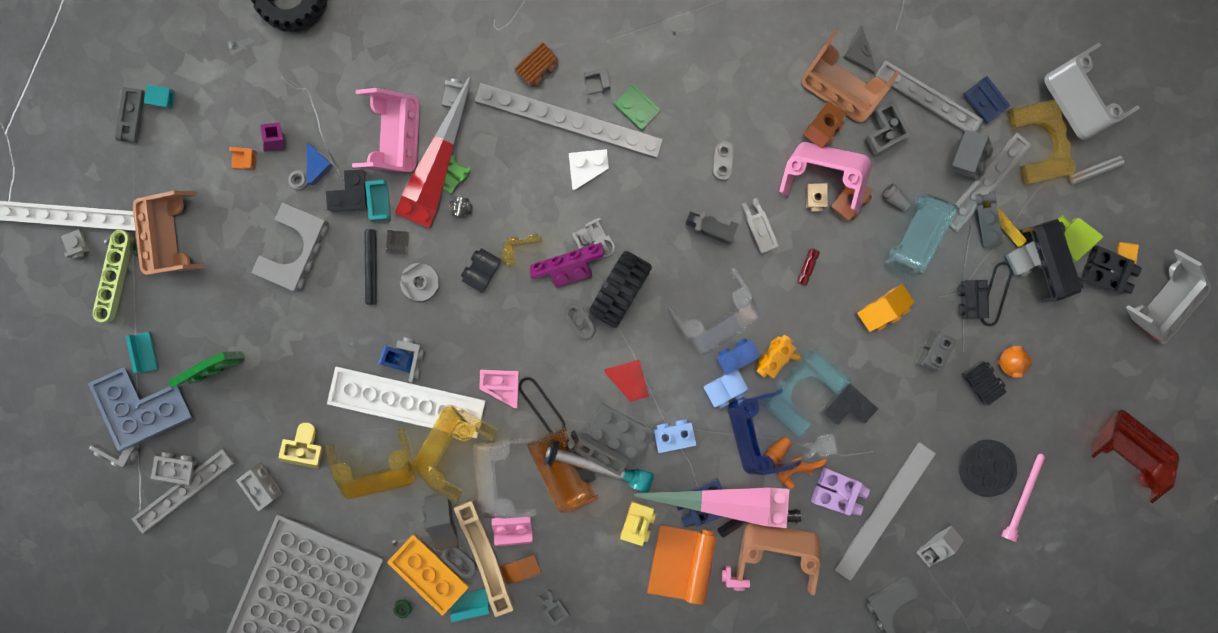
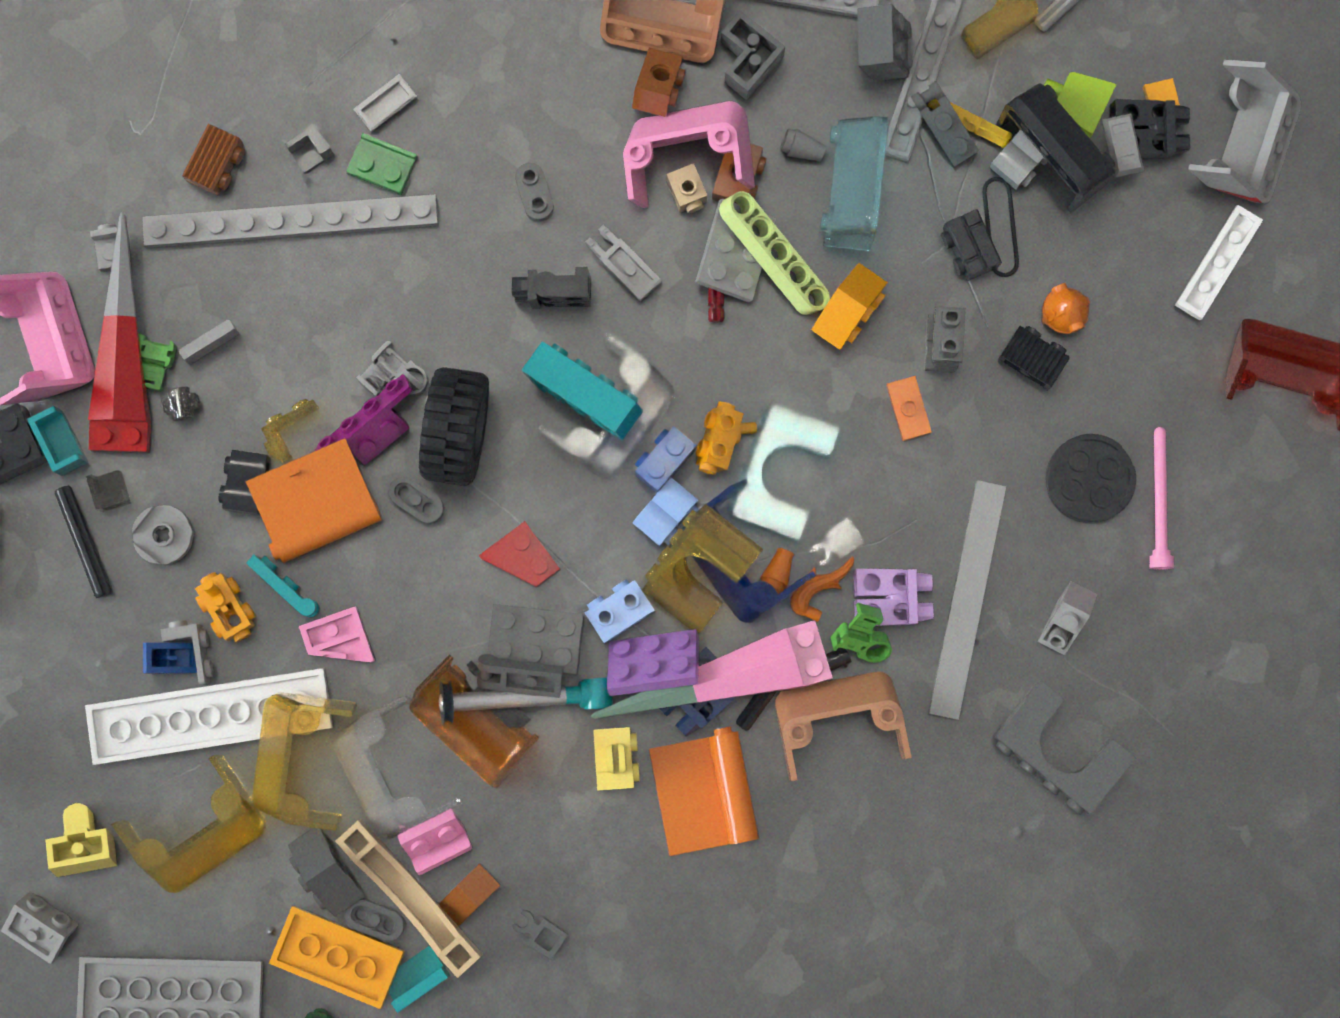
camera: 20 degrees left, 5 degrees down
(439, 335) = (220, 599): none -> light orange brick
(480, 342) = (284, 586): none -> teal plate
(491, 175) = (209, 341): none -> light grey tile
(517, 298) = (313, 501): none -> orange door
(531, 405) = (403, 625): black piece -> none
(587, 166) = (342, 274): white wing -> none
(654, 70) = (385, 102): none -> light grey tile
(683, 476) = (653, 662): none -> medium lavender plate
(706, 298) = (584, 392): none -> teal wedge
(733, 582) = (796, 789): bright pink bracket -> none
(744, 417) = (705, 537): none -> clear yellow arch
(815, 510) = (862, 636): none -> bright green piece
(830, 246) = (727, 262): none -> light grey plate
(847, 253) = (788, 257): none -> yellowish green beam
(849, 401) = (853, 458): black brick -> none
(896, 383) = (908, 408): none -> orange plate
(1092, 276) = (1123, 145): none -> light grey tile
(1119, 369) = (1218, 262): none -> white plate

